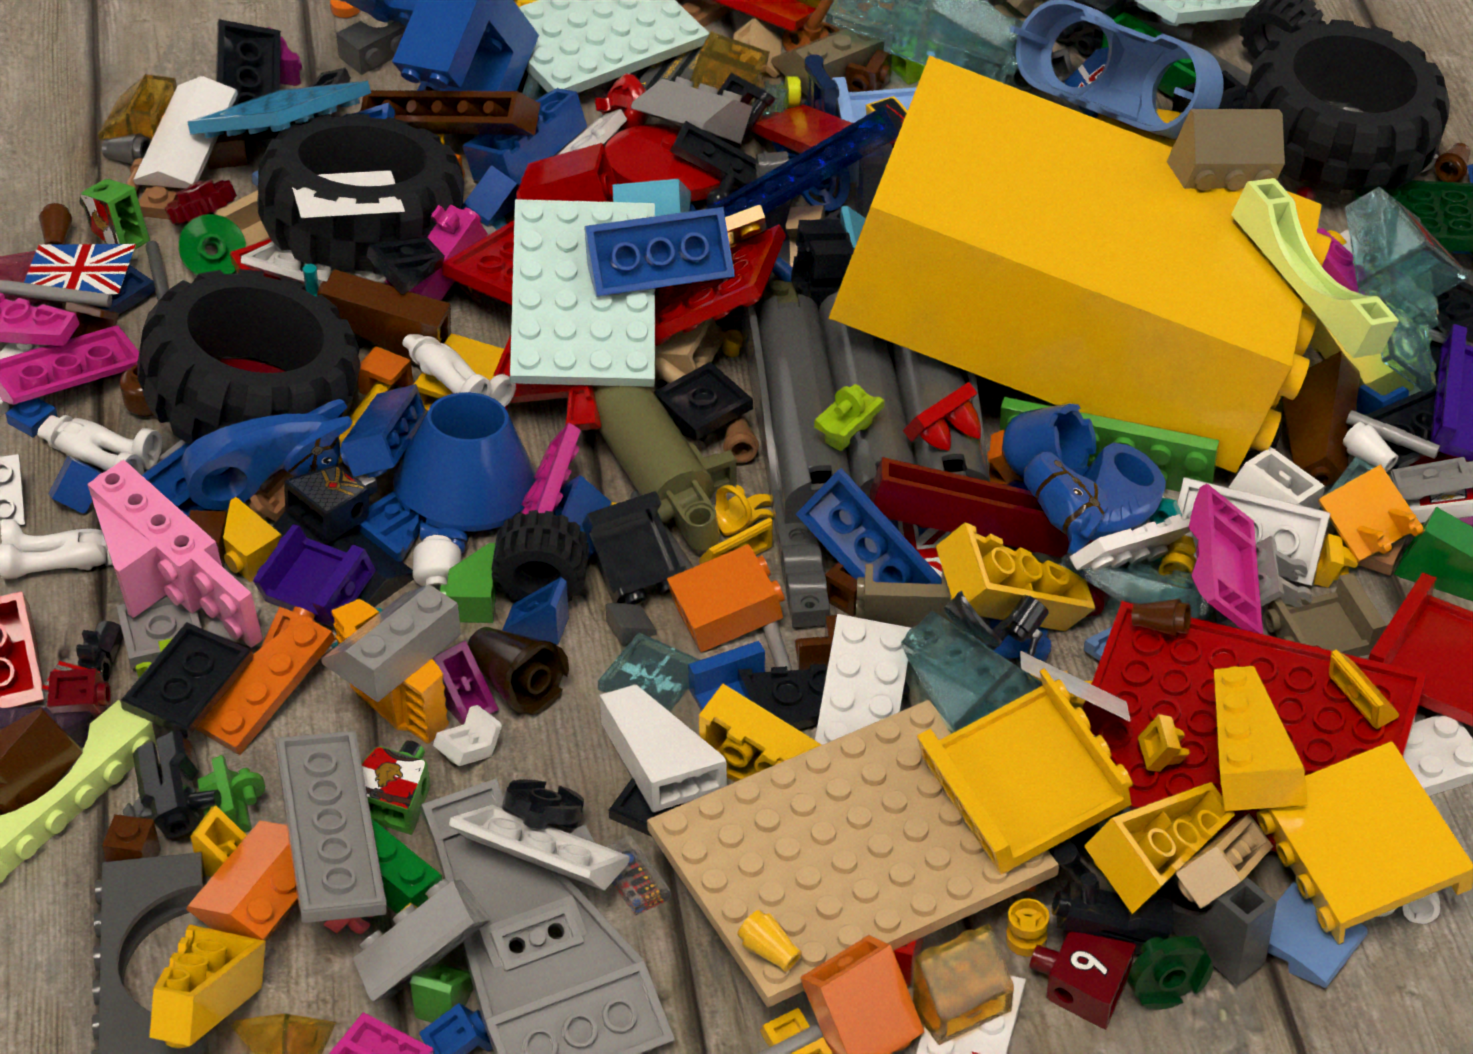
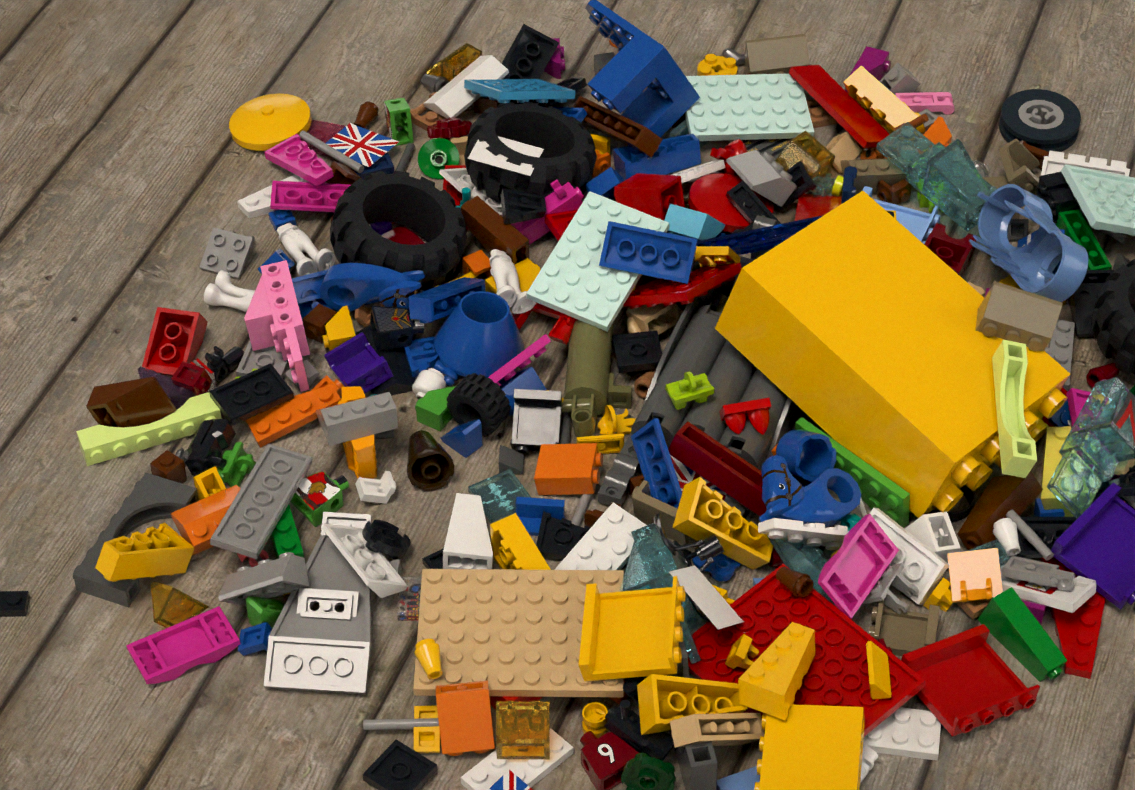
camera: 30 degrees right, 0 degrees up
(463, 682) = (393, 455): magenta slope -> none

